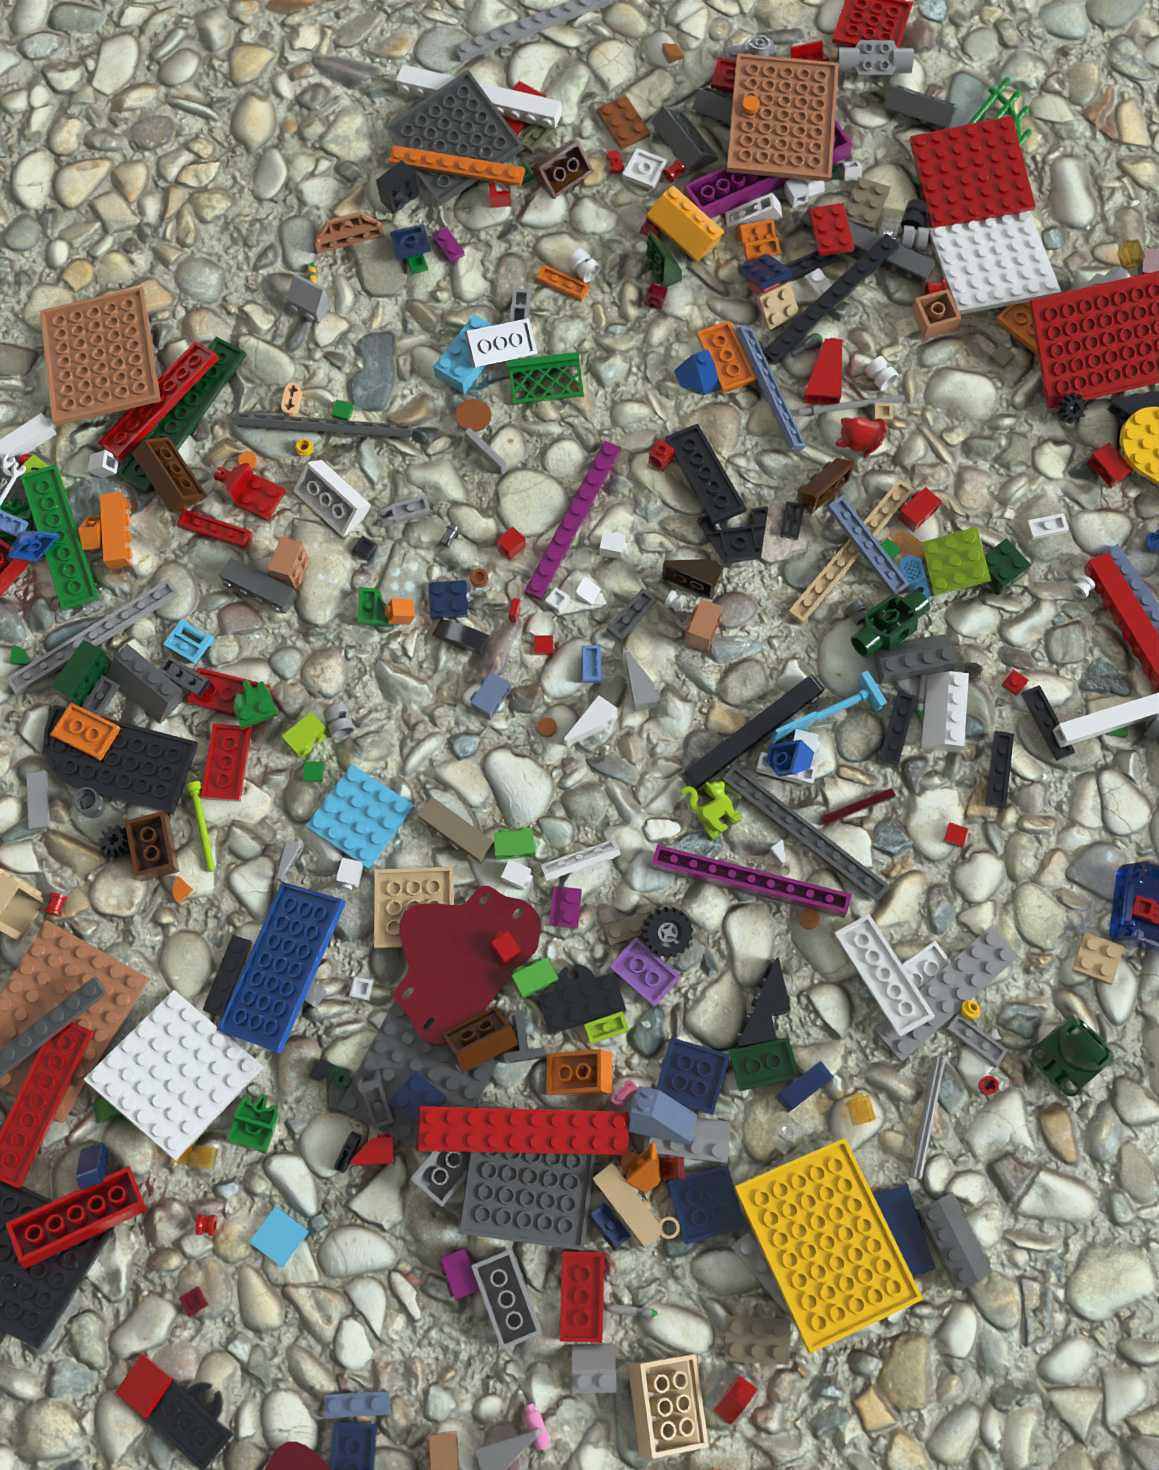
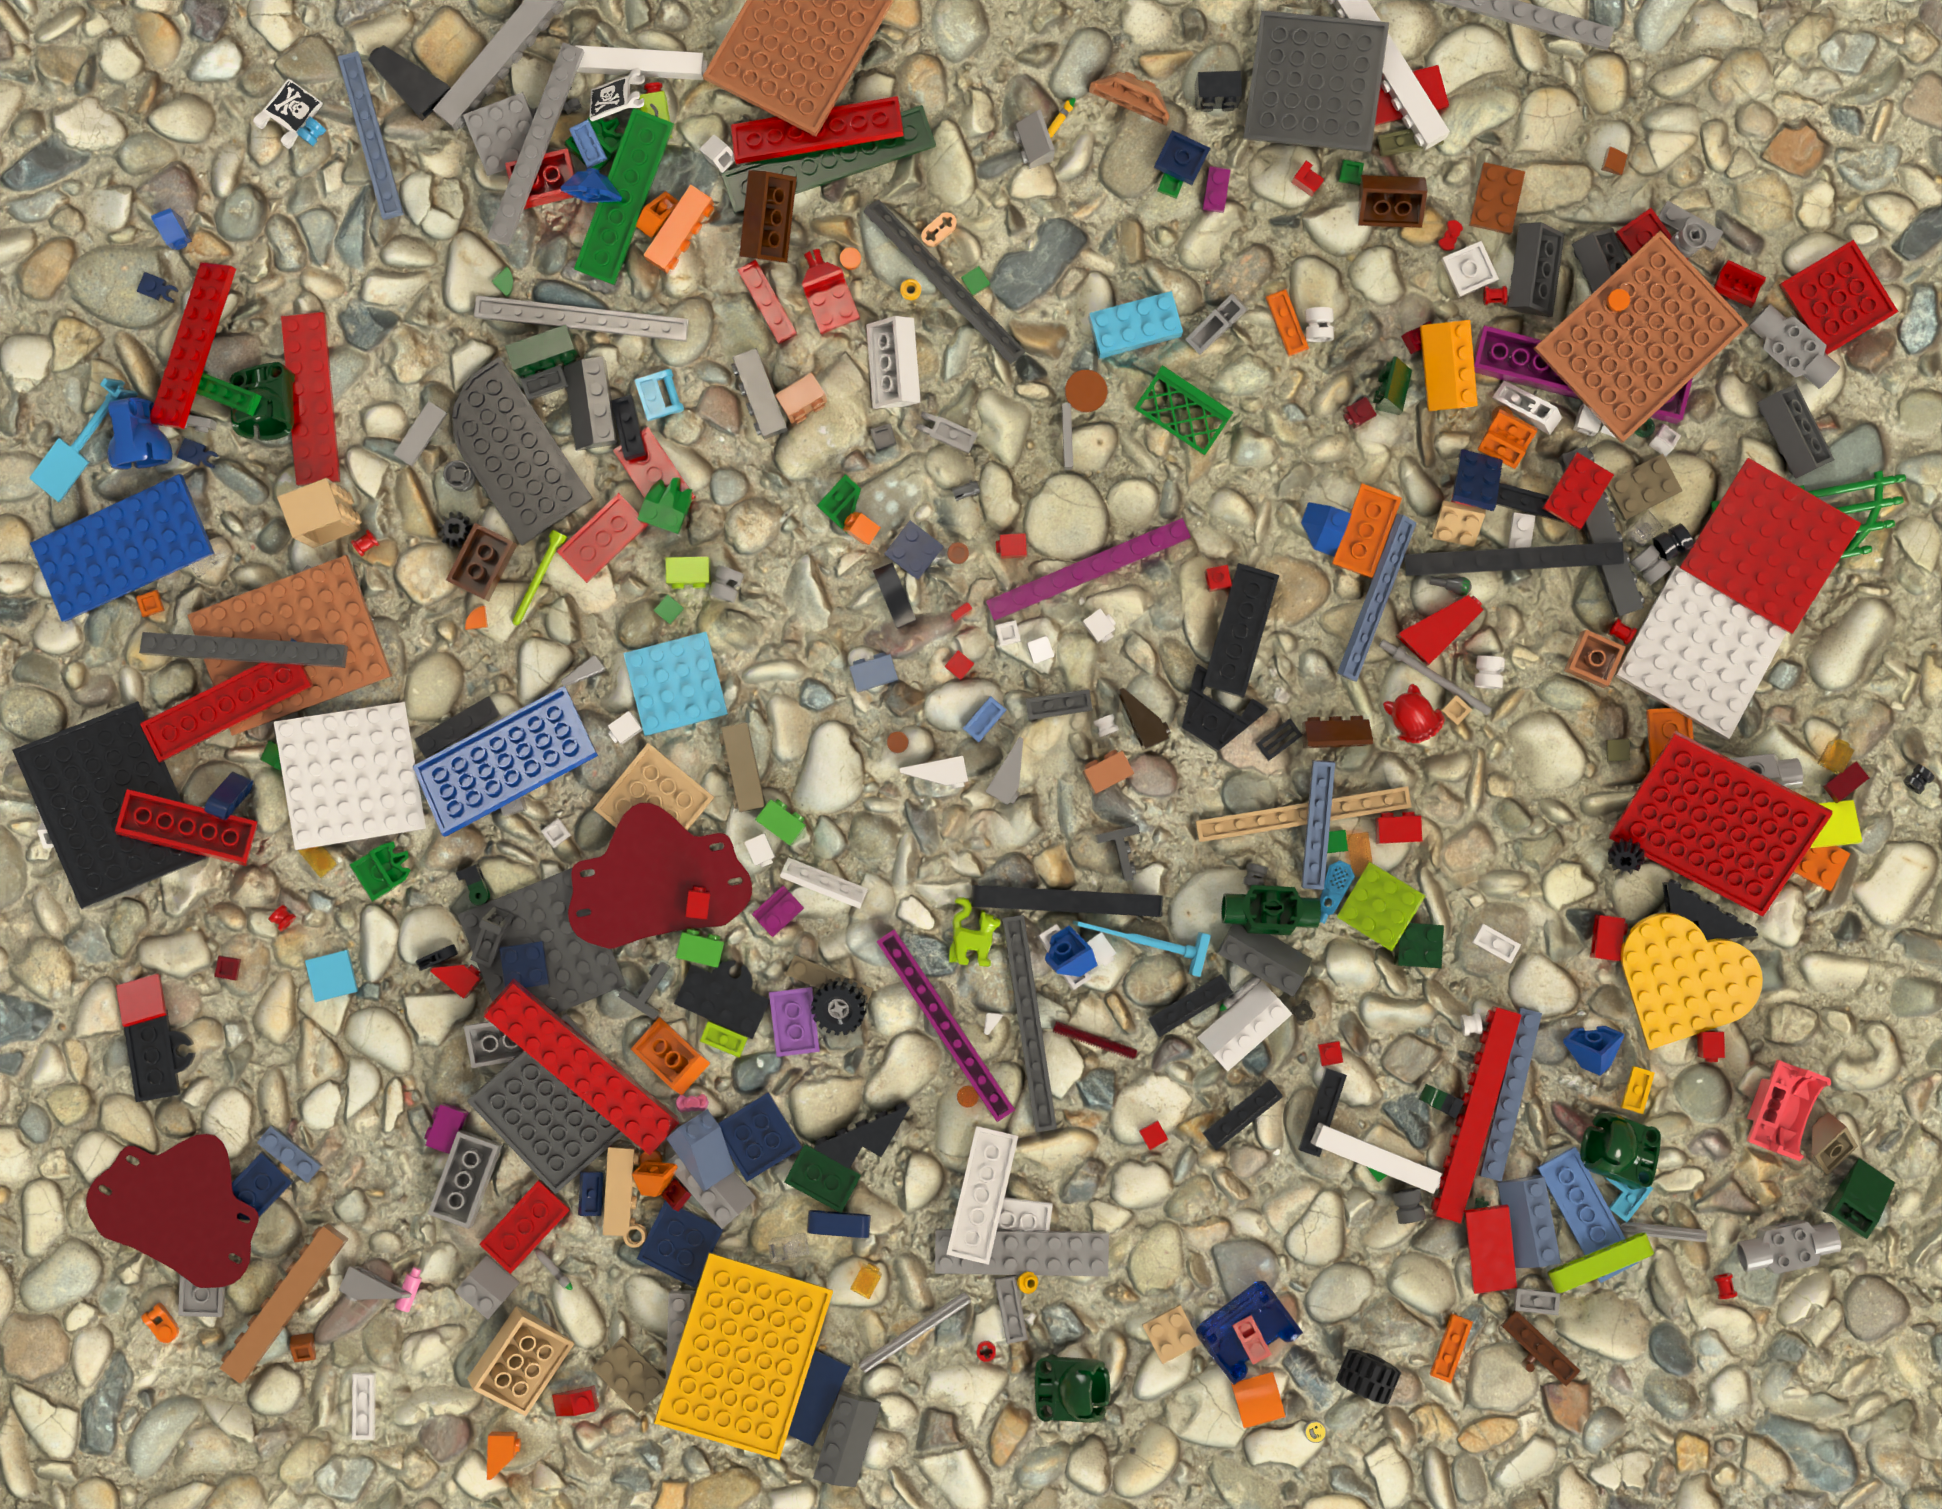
camera: 40 degrees right, 15 degrees up
(85, 731) = (506, 407): orange tile -> none
(458, 165) = (1291, 116): orange plate -> none
(480, 1039) = (613, 961): reddish brown slope -> none
(500, 343) = (1168, 344): plate -> none
(757, 668) = (1122, 848): none -> dark grey bracket
(1114, 649) = (1441, 1101): none -> leg

